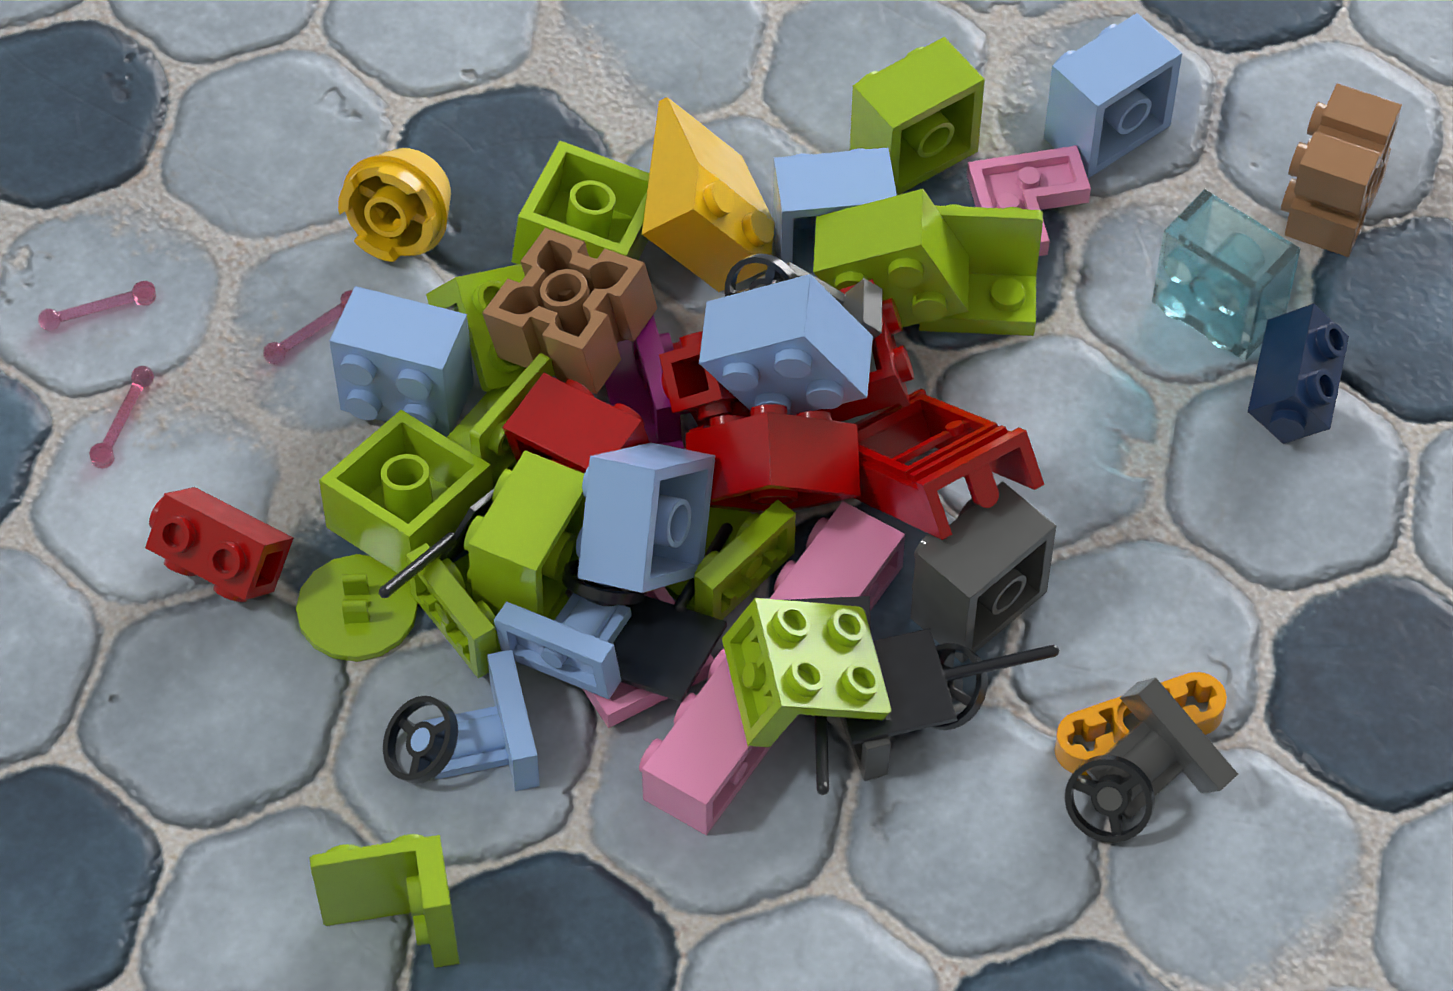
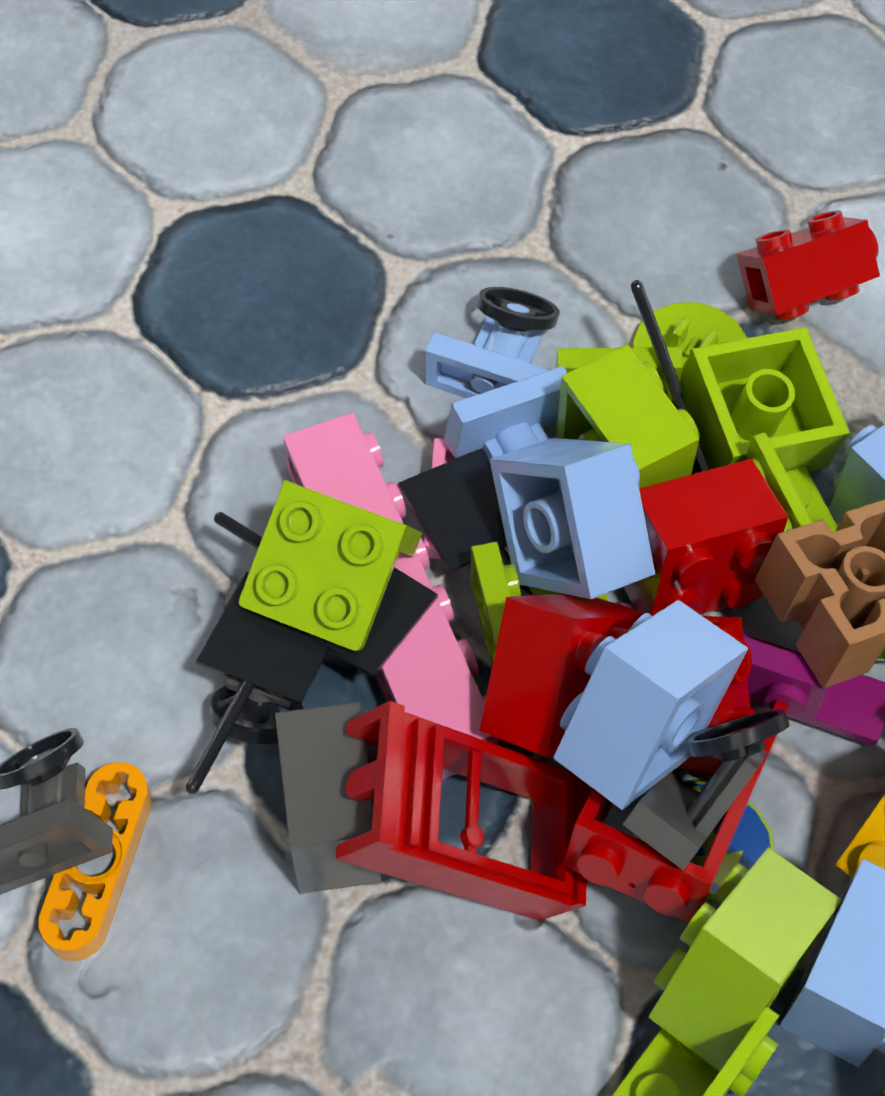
camera: 125 degrees right, 5 degrees up
(386, 882) = (370, 220): lime bracket -> none

